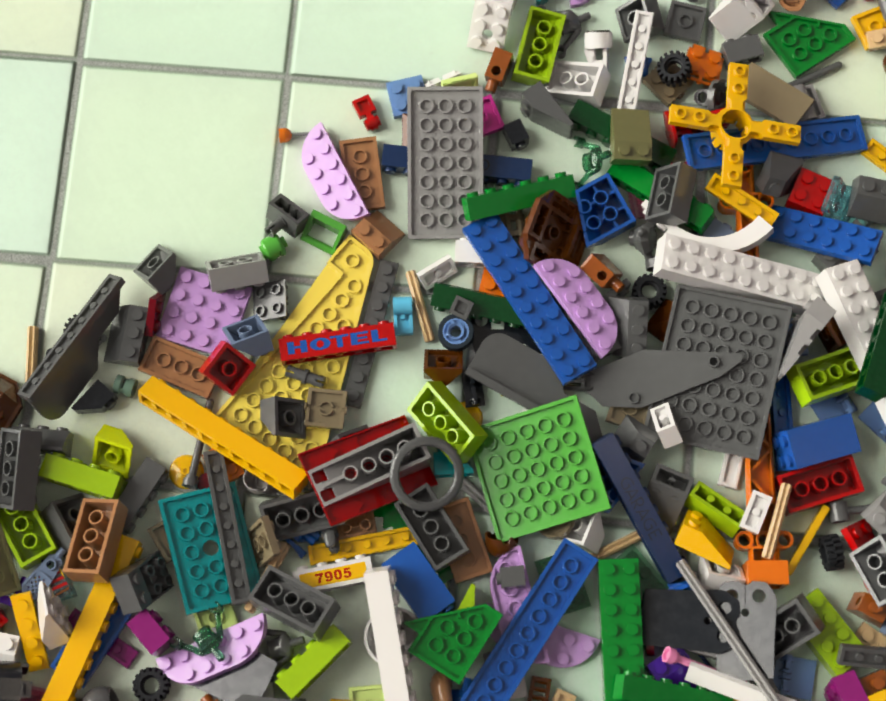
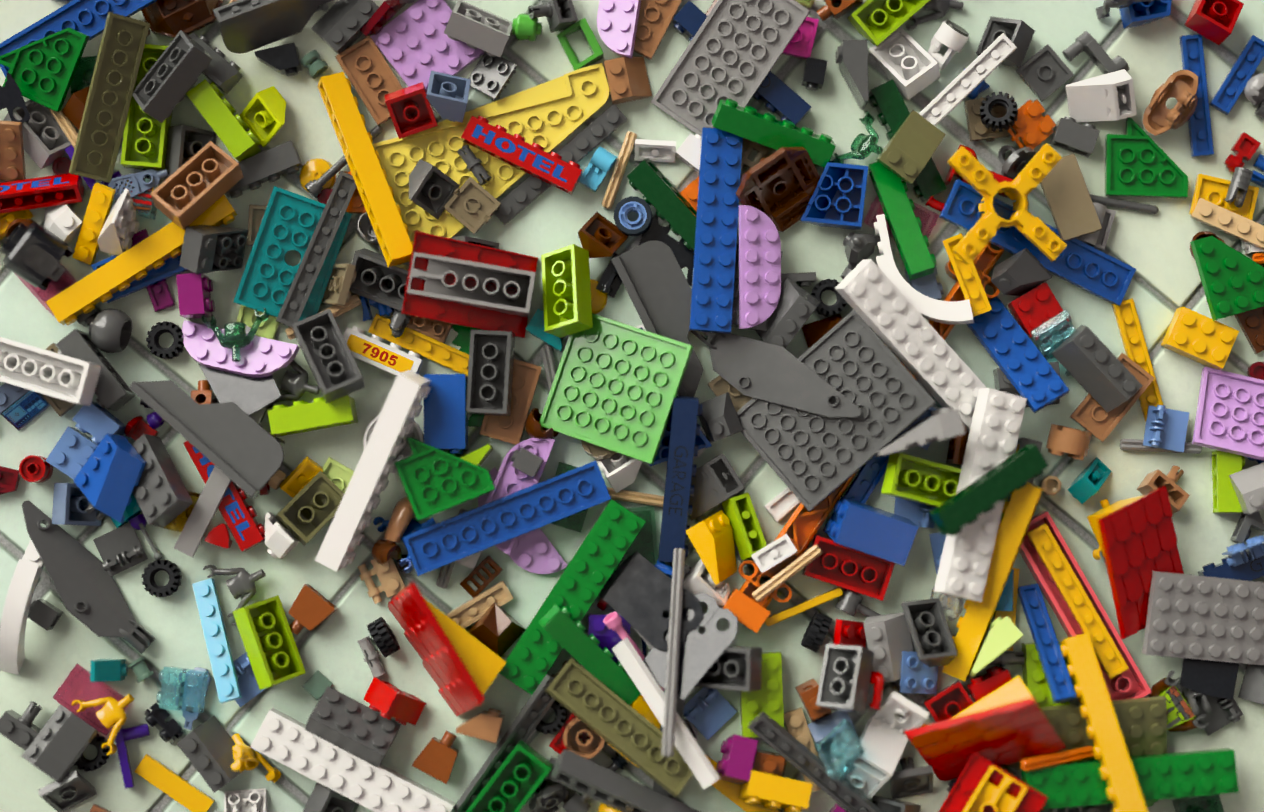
camera: 30 degrees right, 10 degrees up
(404, 451) = (493, 298): dark grey wedge -> none
(461, 307) = (651, 198): dark grey plate -> none
(603, 272) = (798, 253): dark orange torso -> none
(666, 425) = (752, 426): white slope -> none
(671, 194) = (907, 226): dark grey slope -> none

